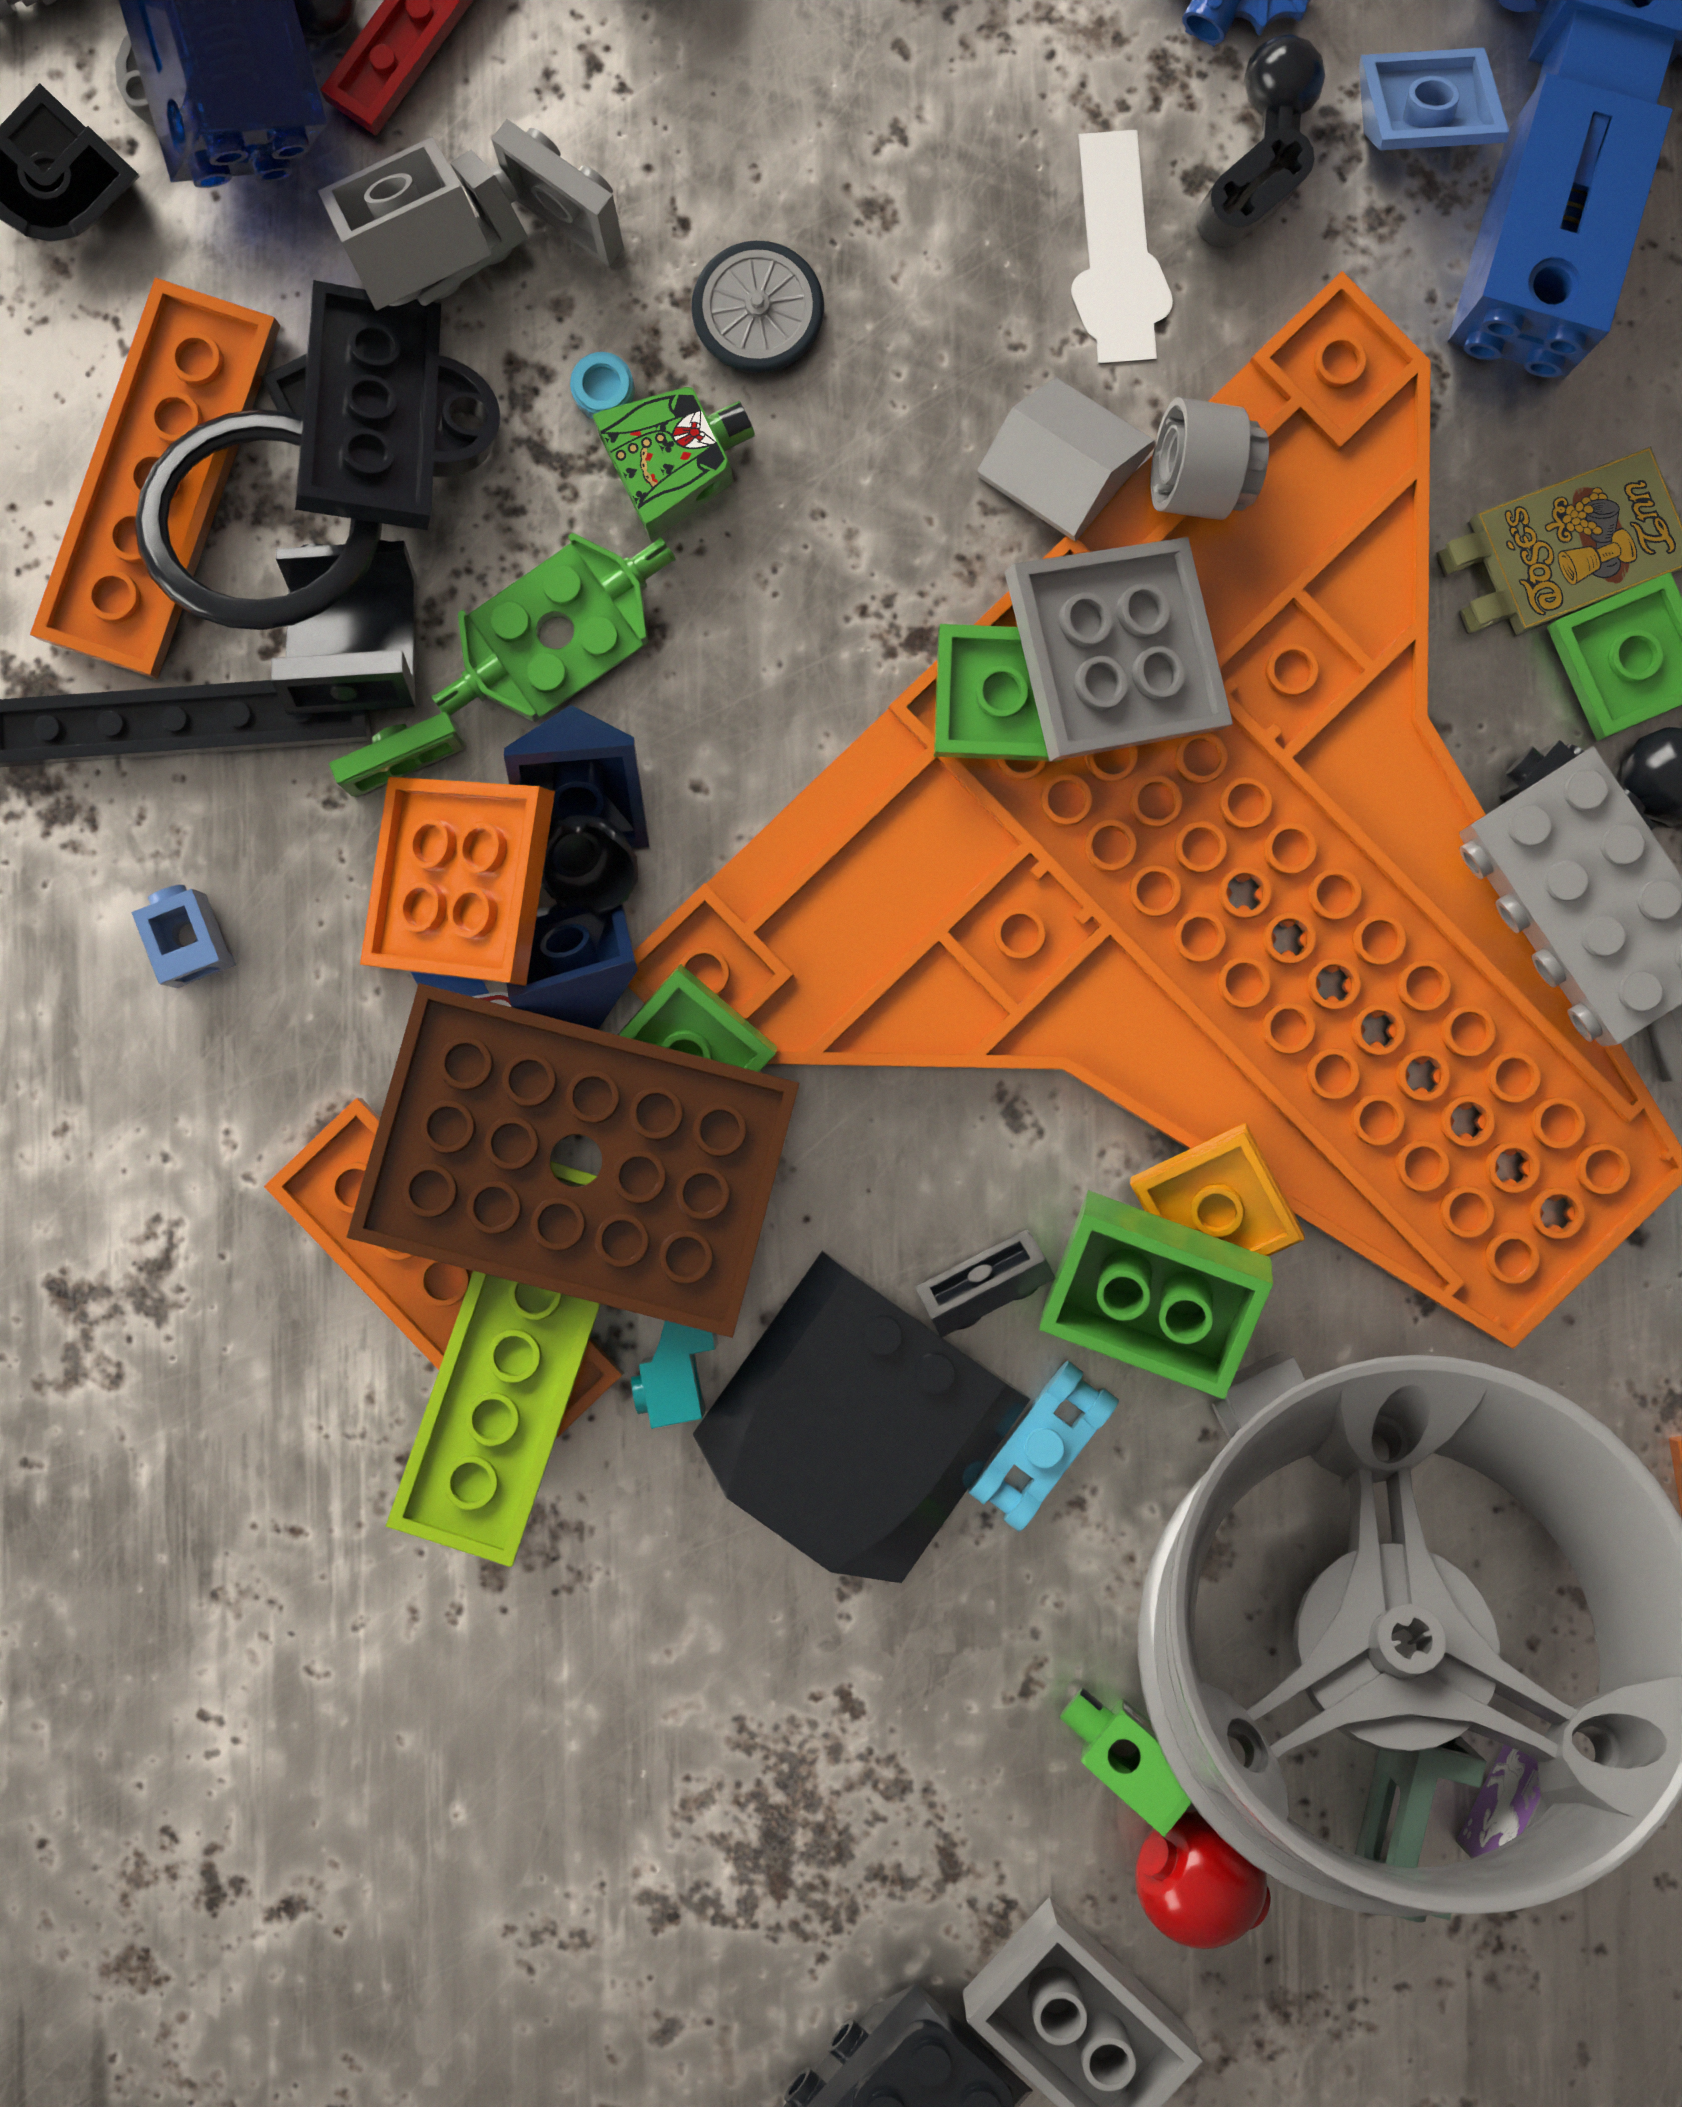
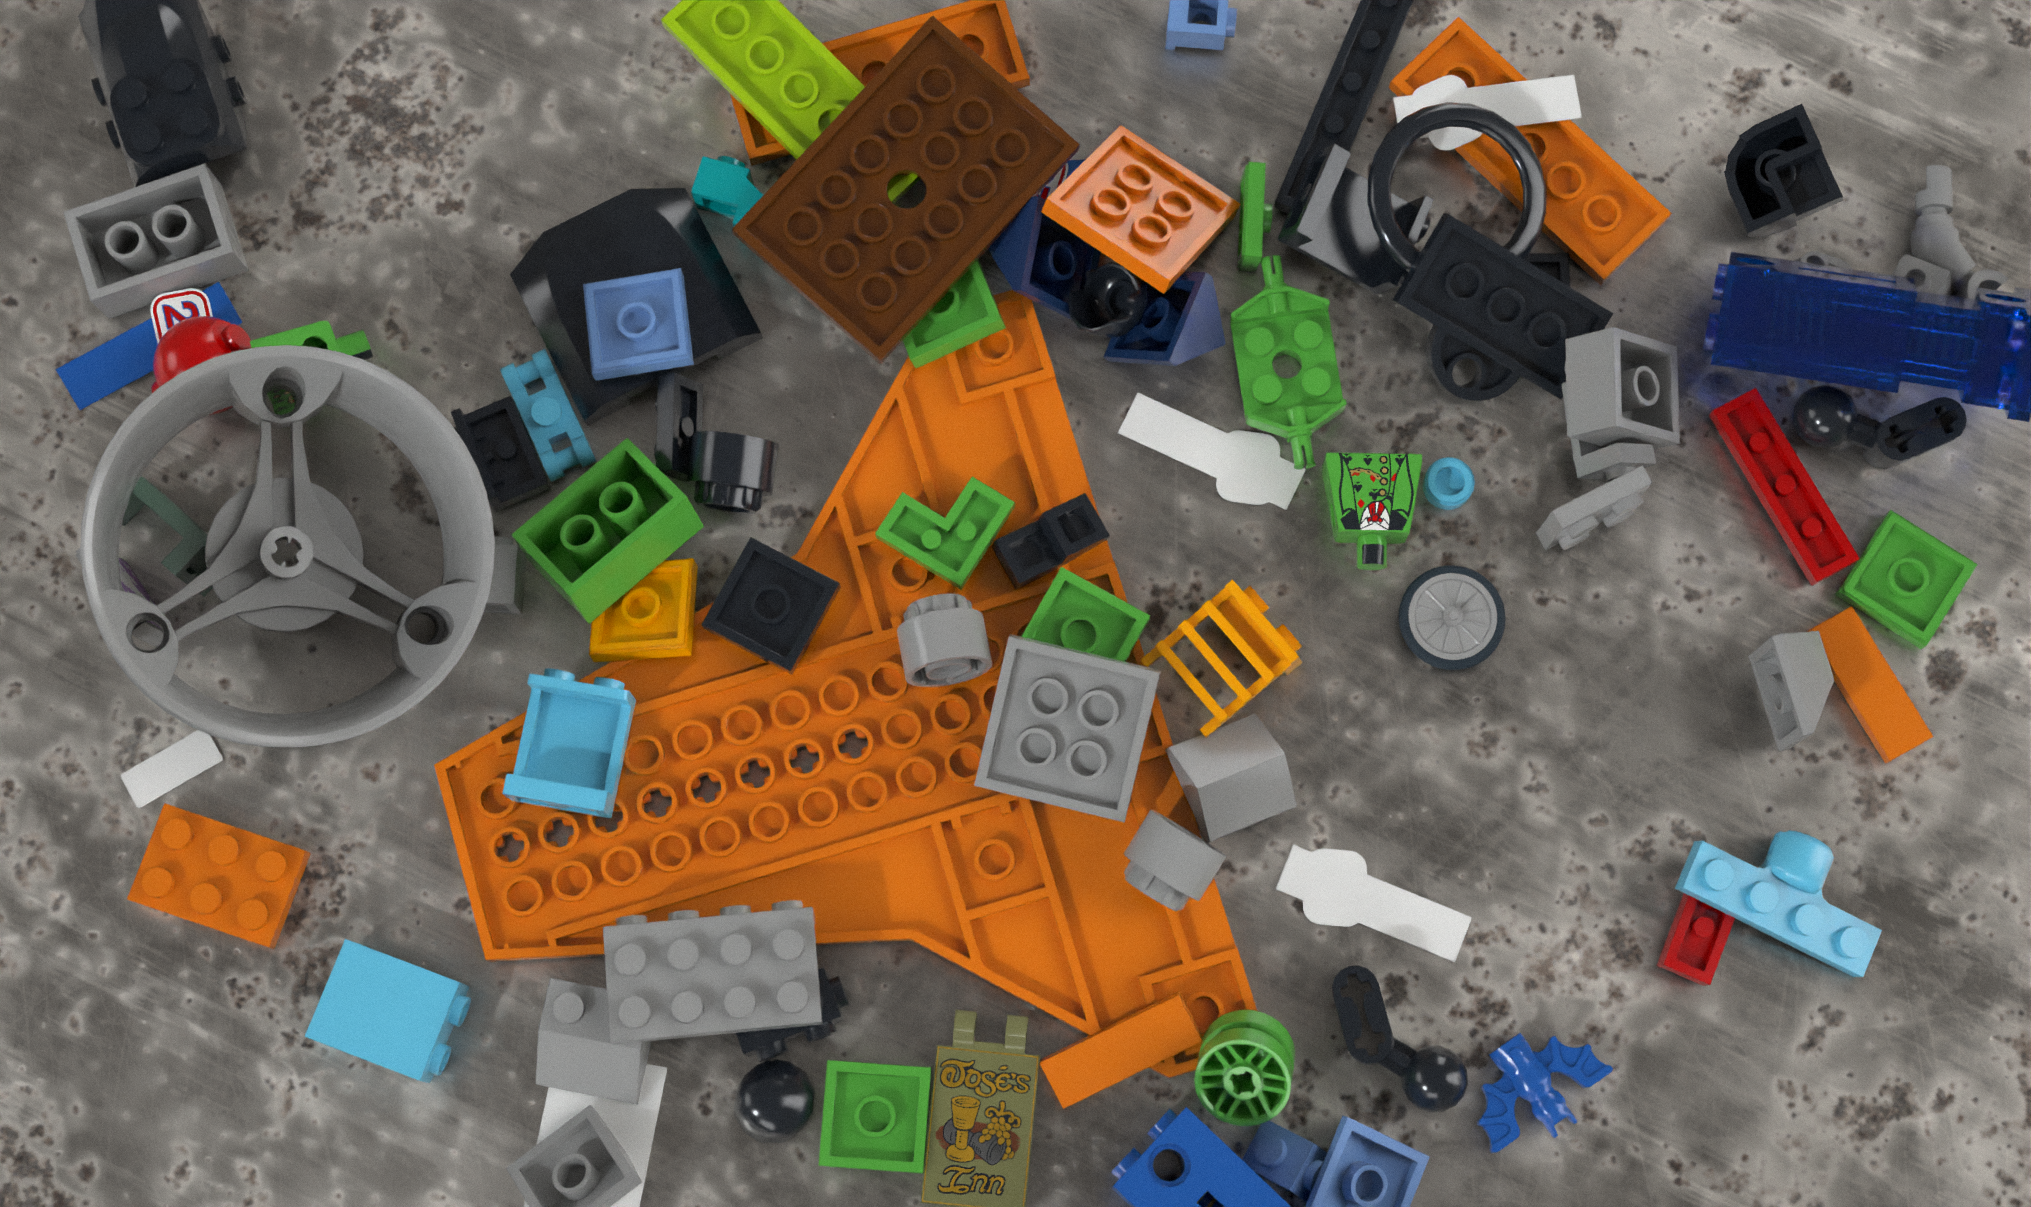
camera: 125 degrees right, 10 degrees down
(107, 520) = (1516, 102): none -> white sticker
(691, 632) = (1242, 461): none -> white sticker
(896, 1392) = (638, 324): none -> medium blue tile
(900, 498) = (1242, 620): none -> light orange plate
(906, 785) = (1050, 541): none -> black slope
(970, 893) = (951, 544): none -> bright green plate
(1008, 1192) = (731, 470): none -> black piece
(1091, 838) = (943, 641): none -> light grey piece
(1121, 1477) = (502, 452): none -> black bracket
(1145, 1059) = (771, 605): none -> black plate
(1215, 1976) = (132, 352): none -> blue sticker
(1386, 275) = (1245, 1068): none -> bright green wheel
(1421, 1200) = (572, 744): none -> medium azure panel
(1428, 425) = (1121, 1050): none -> orange tile
(1449, 197) = (1285, 1159): none -> medium blue bracket

